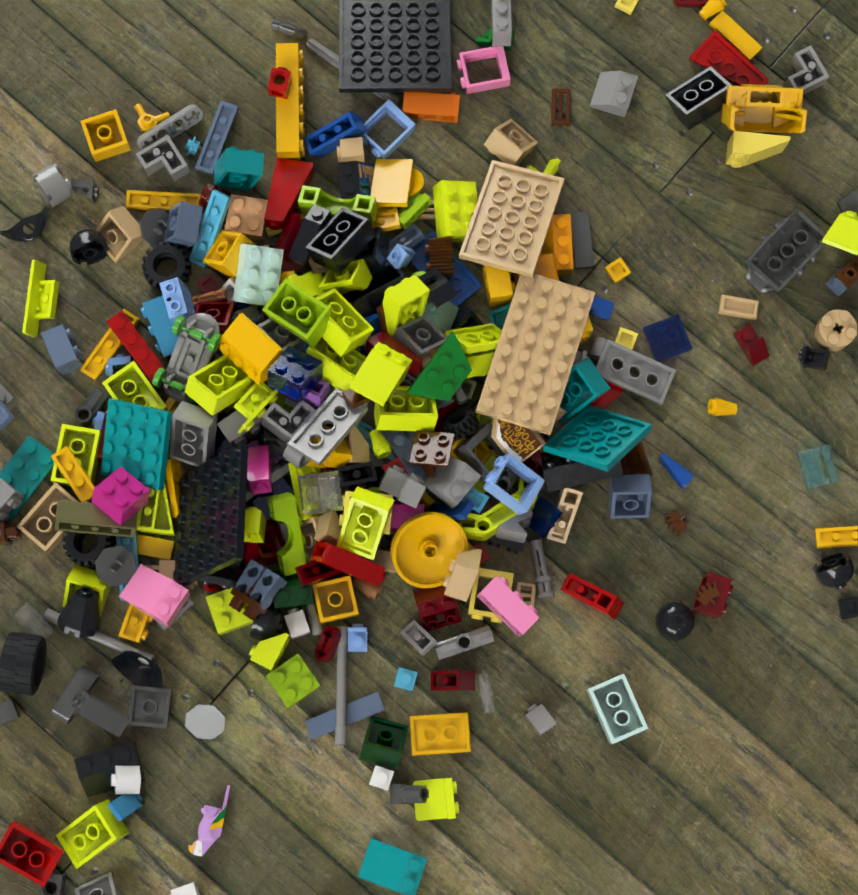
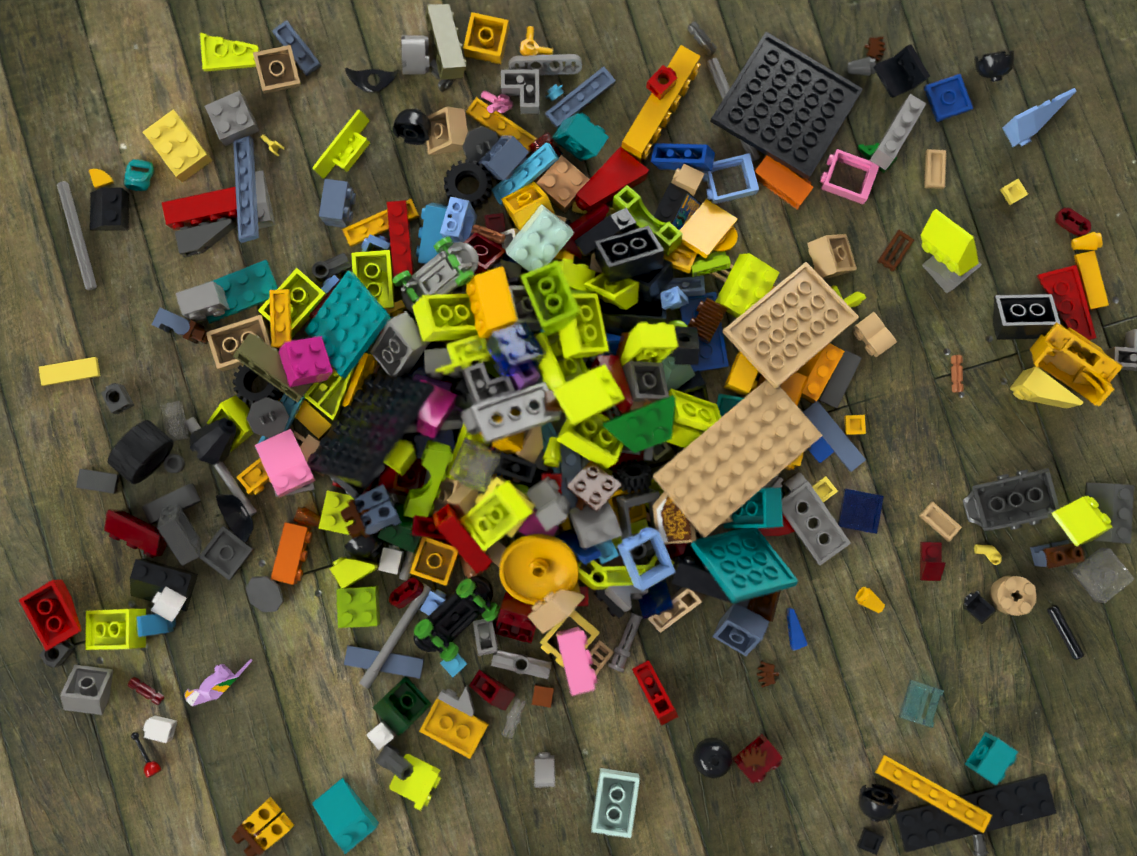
camera: 35 degrees right, 5 degrees up
(55, 659) = (174, 463): none -> dark grey tile
(60, 738) = (135, 532): none -> dark red slope
(72, 158) = (445, 41): none -> brick
(151, 183) = (500, 103): none -> bright pink piece
(152, 871) = (145, 690): none -> dark red axle
(200, 633) = (307, 517): none -> clear orange cone
(207, 671) = (291, 553): none -> orange brick
(381, 637) = (454, 616): none -> black piece
(435, 707) = (463, 703): none -> light grey slope
(499, 659) = (542, 696): none -> dark orange tile
(551, 21) = (935, 169): none -> tan tile
(586, 186) = (874, 335): none -> tan brick
(600, 74) = (949, 243): none -> neon yellow slope
(607, 290) = (834, 436): none -> sand blue tile
(675, 177) = (957, 373): none -> nougat axle
(795, 307) = (990, 552): none -> light yellow arm

